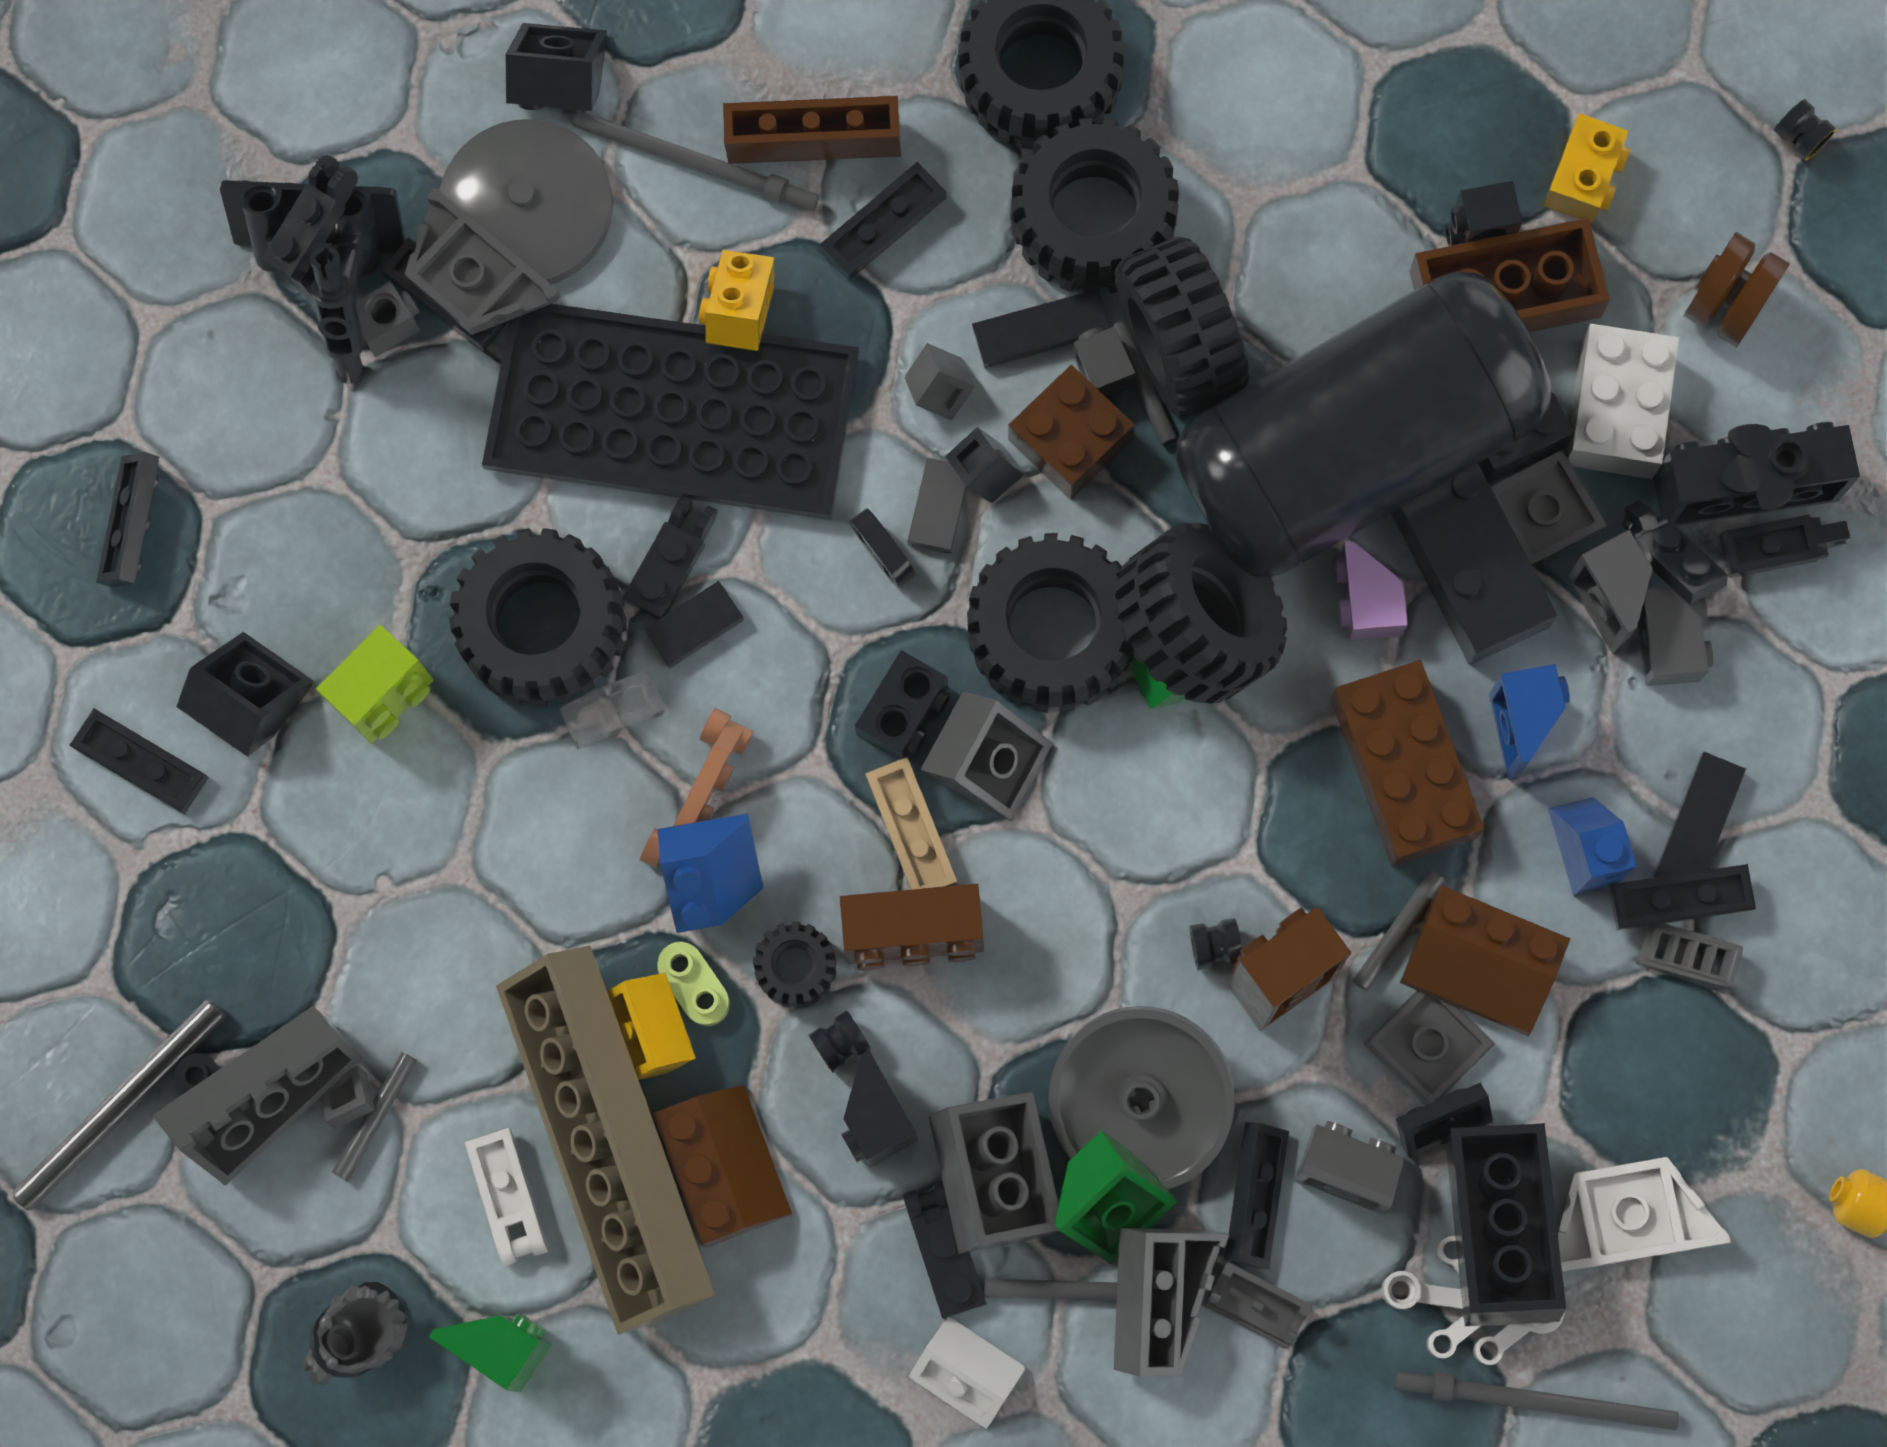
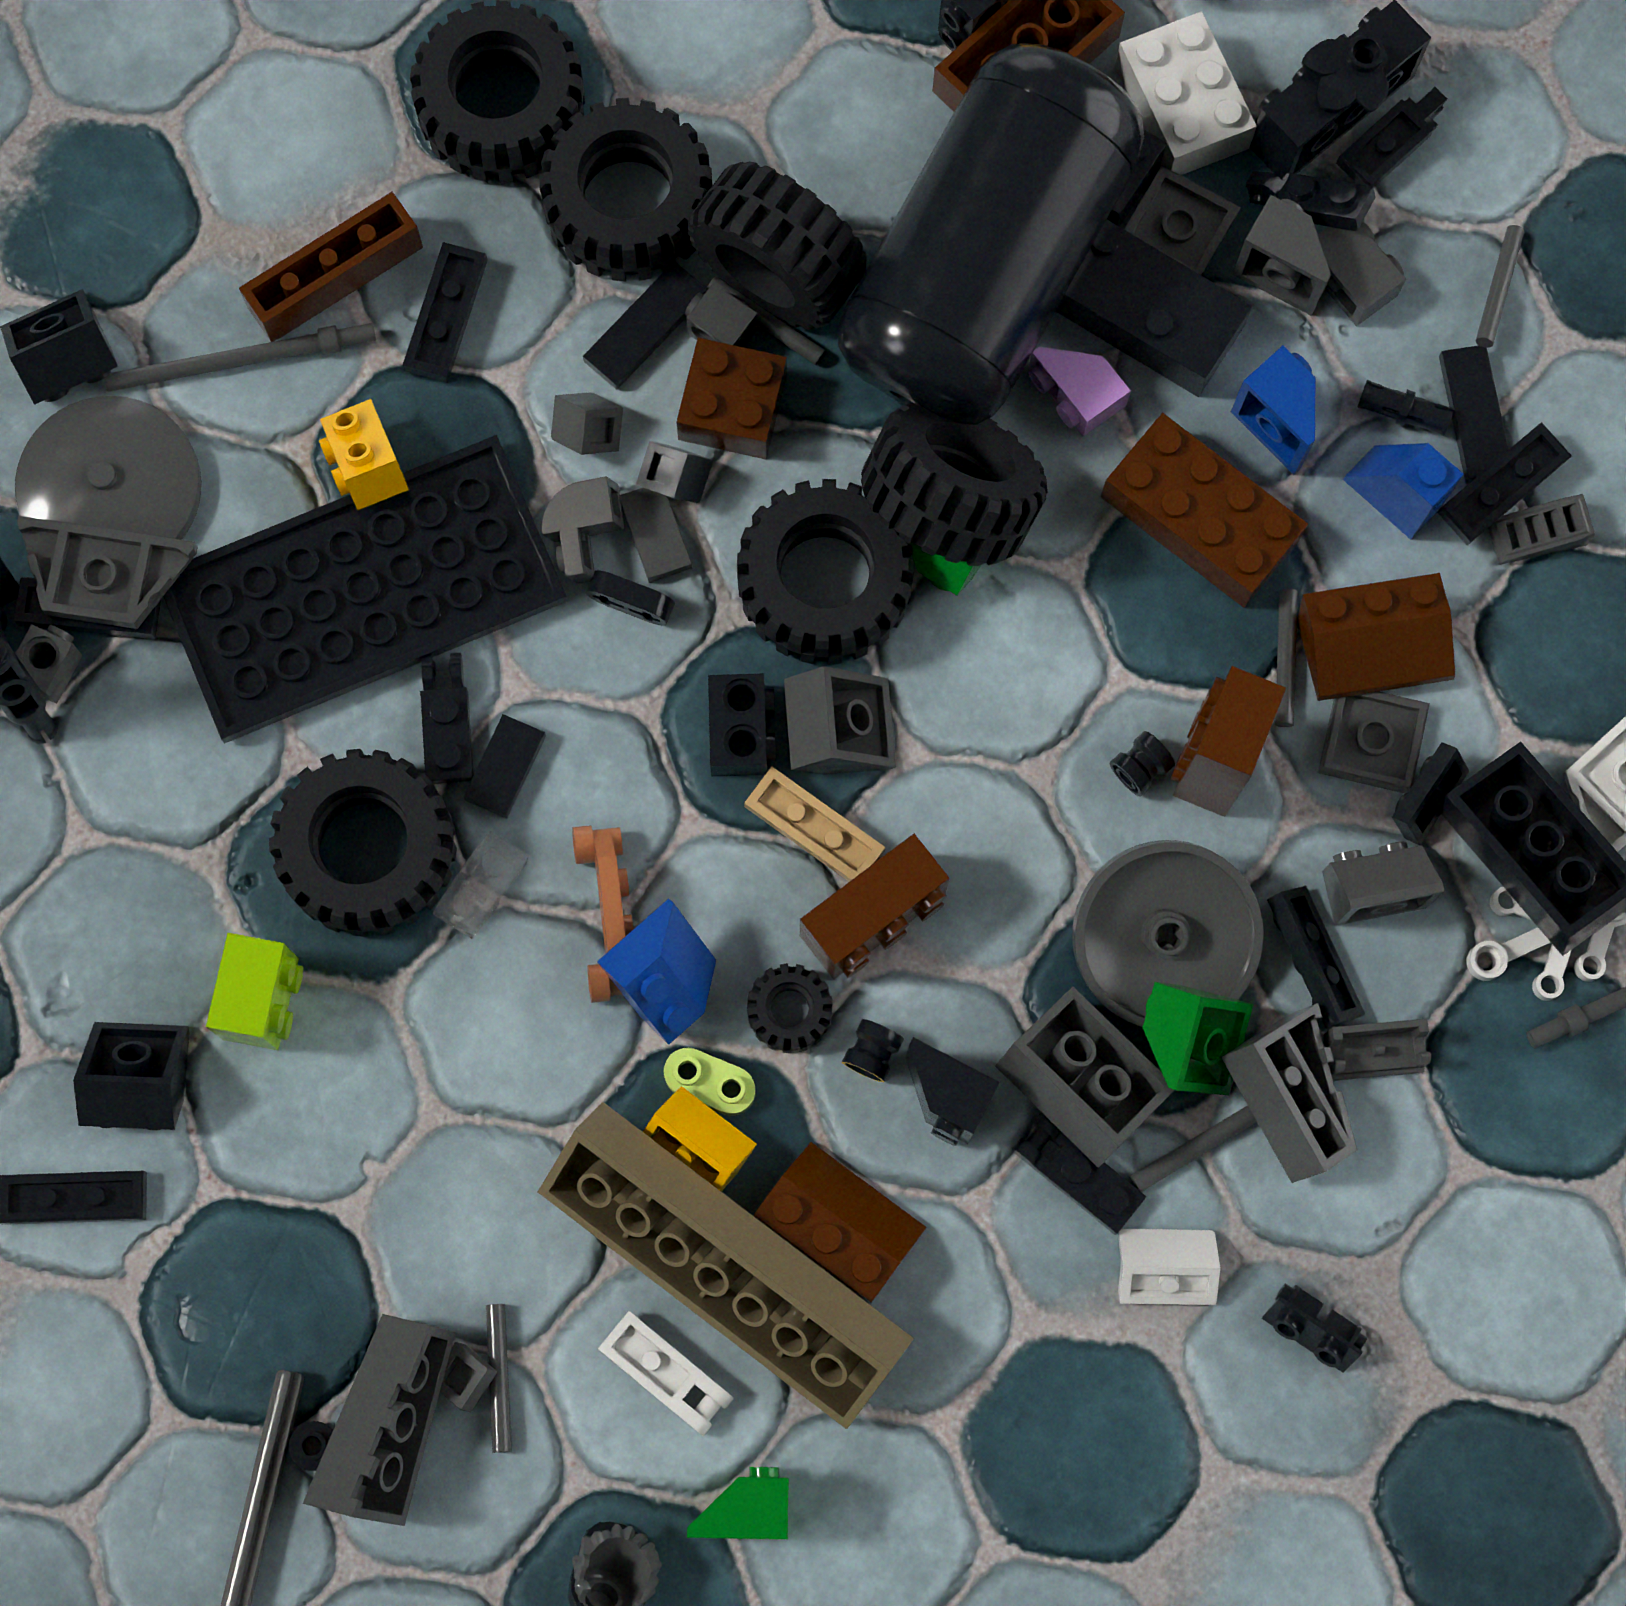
camera: 40 degrees left, 0 degrees up
(877, 454) = (574, 516): none -> dark grey brick
(1640, 780) = (1405, 407): none -> black pin
(1791, 726) = (1499, 286): none -> dark grey bar

